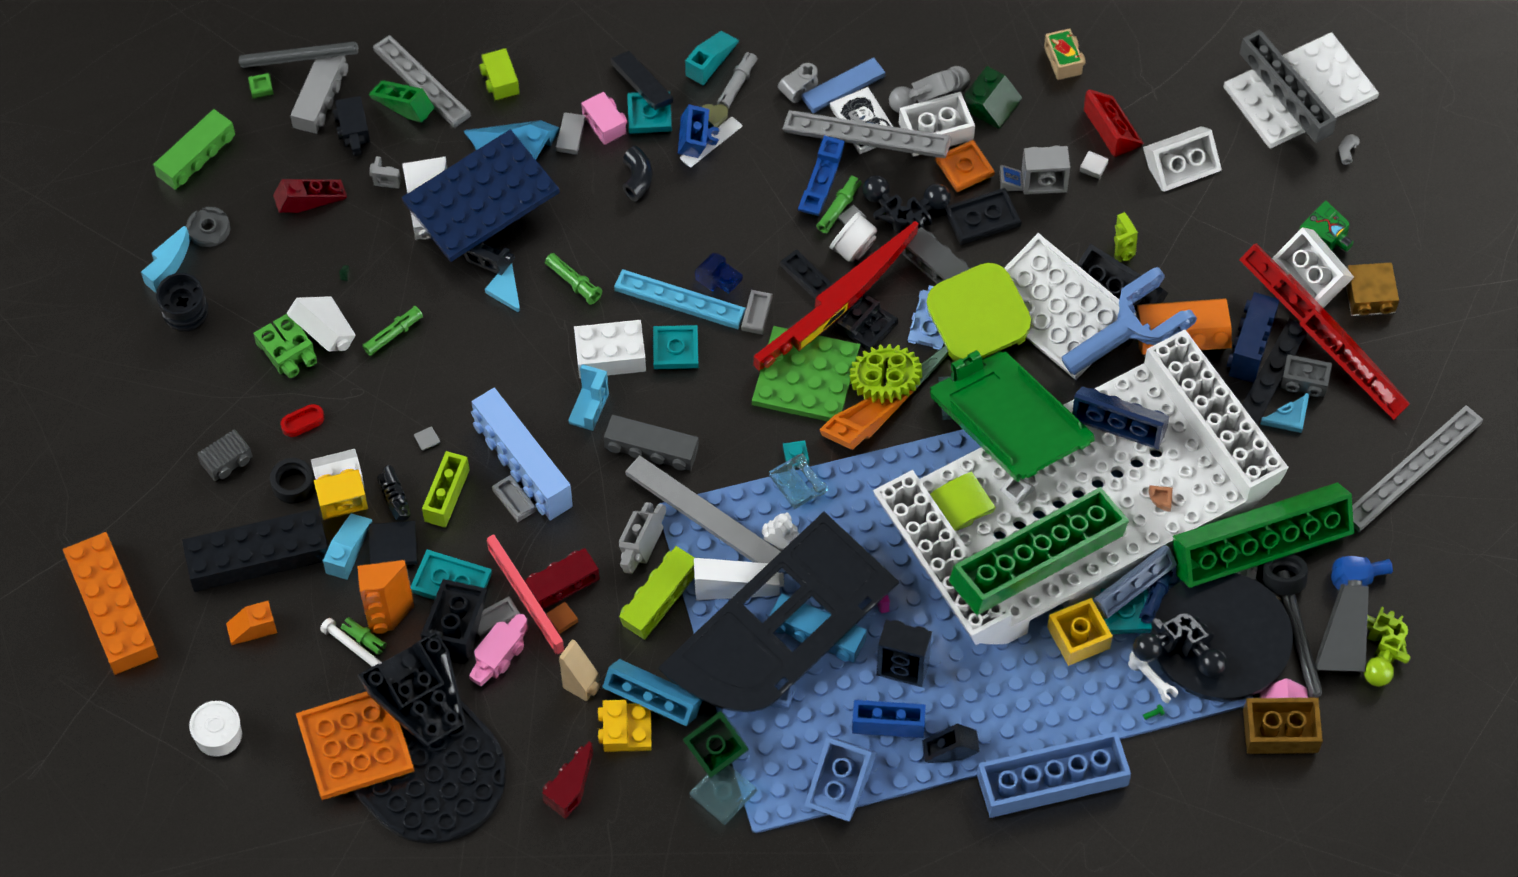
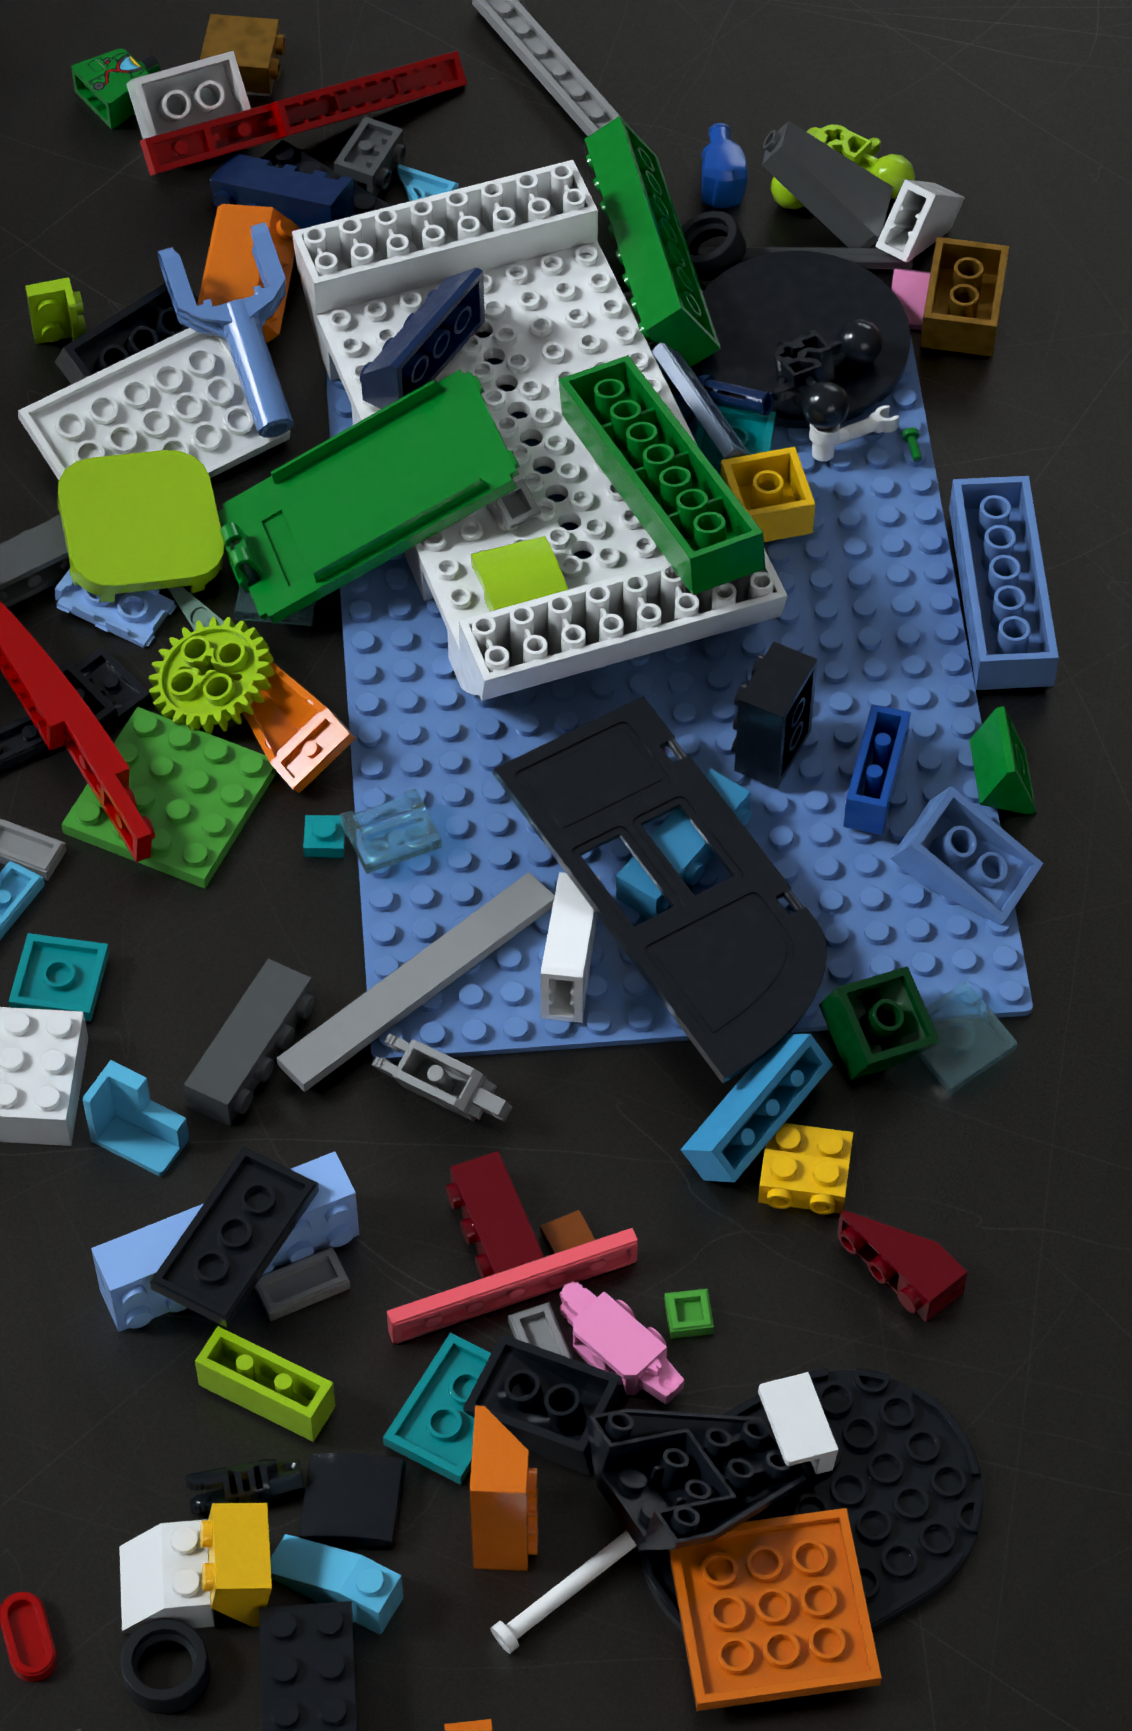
camera: 80 degrees left, 5 degrees down
(363, 636) = (540, 1575): bright green pin -> none
(427, 438) = (131, 1416): light grey piece -> none
(457, 736) = (799, 1422): none -> white panel
(509, 448) = (234, 1236): none -> black tile
(527, 683) = (688, 1313): none -> bright green tile
(578, 672) = (703, 1213): tan slope -> none
(658, 593) = (562, 1068): lime brick -> none
(780, 531) = (497, 858): white rock -> none
(916, 795) = (1001, 765): none -> green slope
(951, 744) = (932, 702): black slope -> none
(1161, 497) = (573, 331): nougat tile -> none
(1340, 689) = (918, 218): none -> white slope

